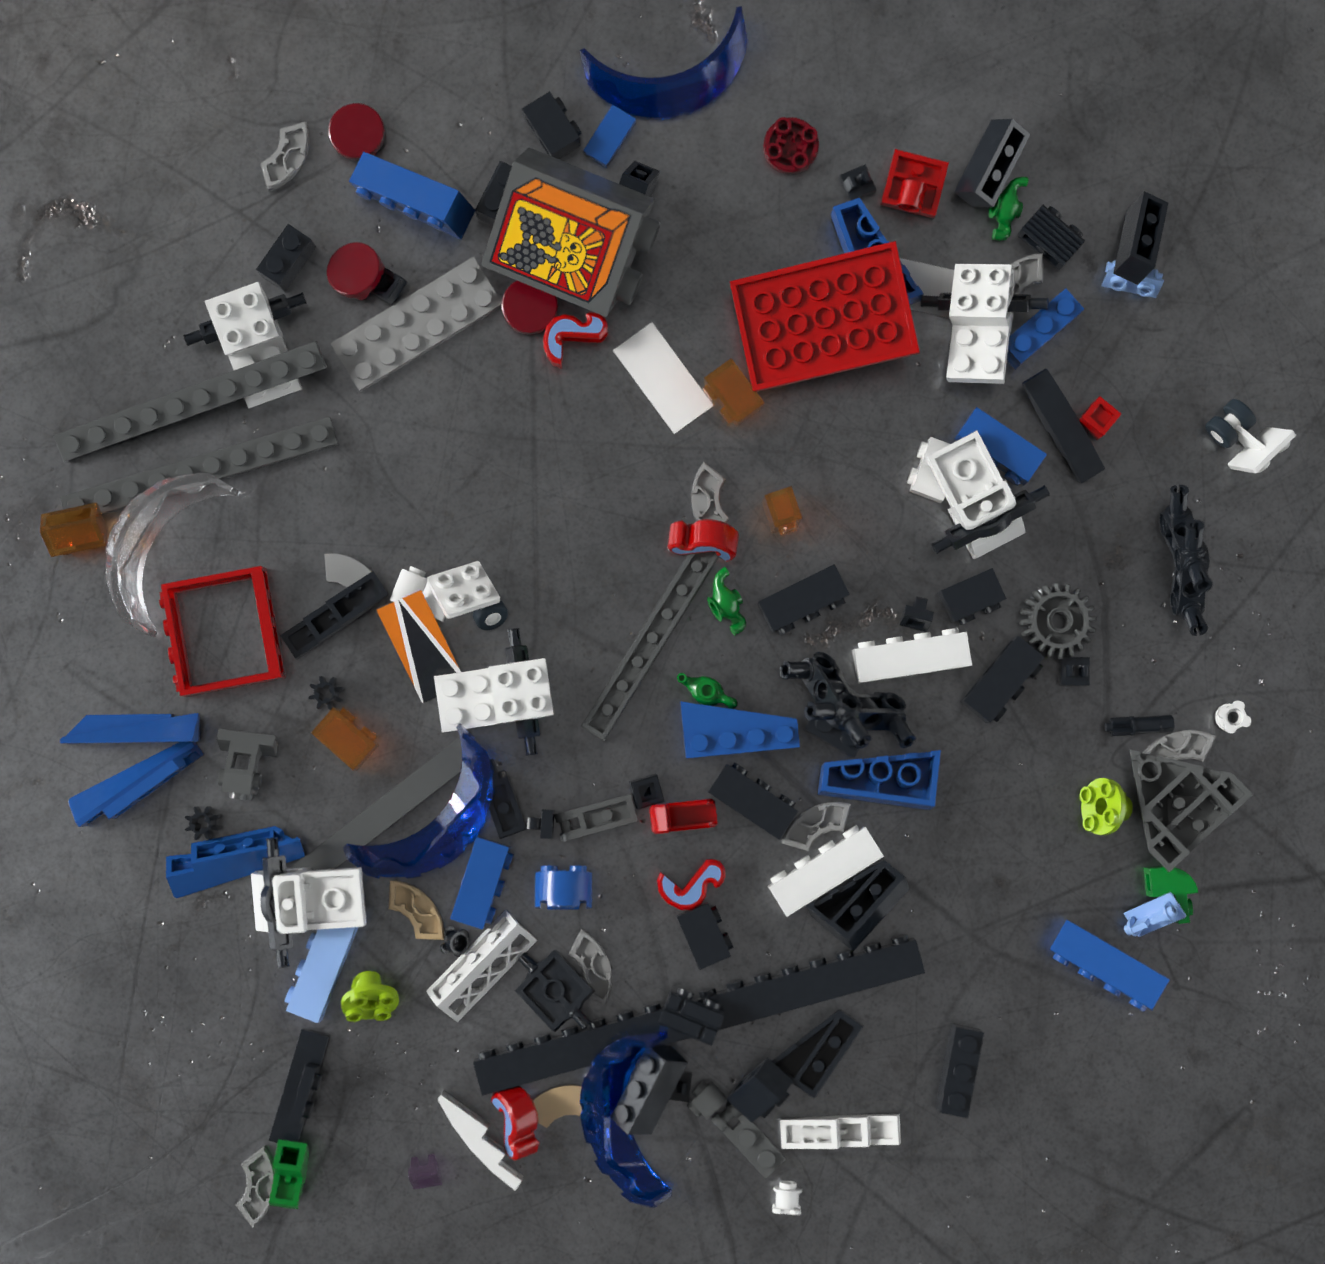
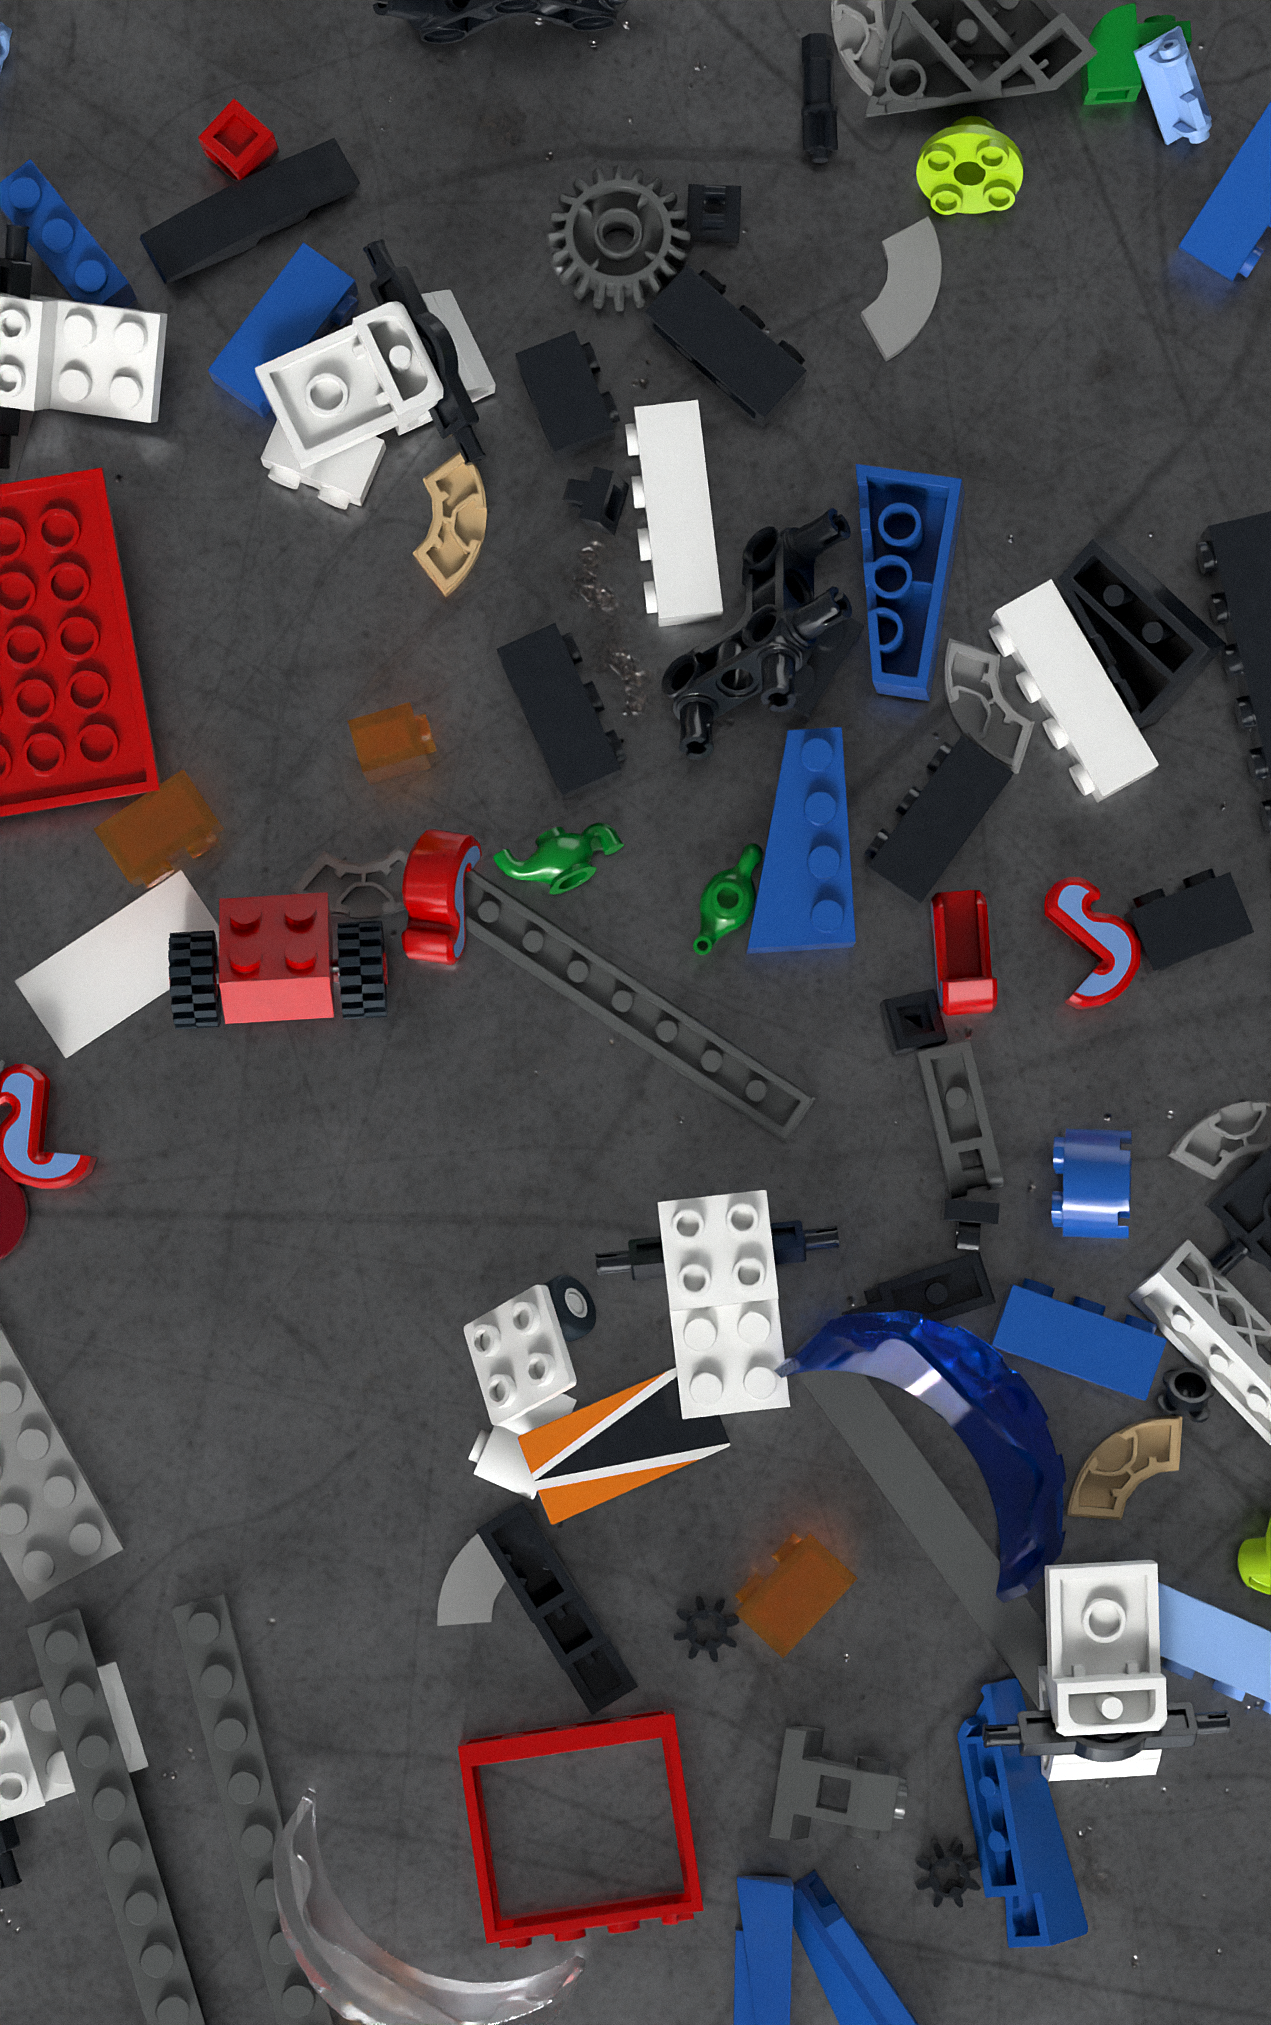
camera: 85 degrees left, 0 degrees up
(663, 456) = (276, 964): none -> red brick
(900, 541) = (456, 525): none -> tan tile
(1038, 777) = (909, 289): none -> light grey tile

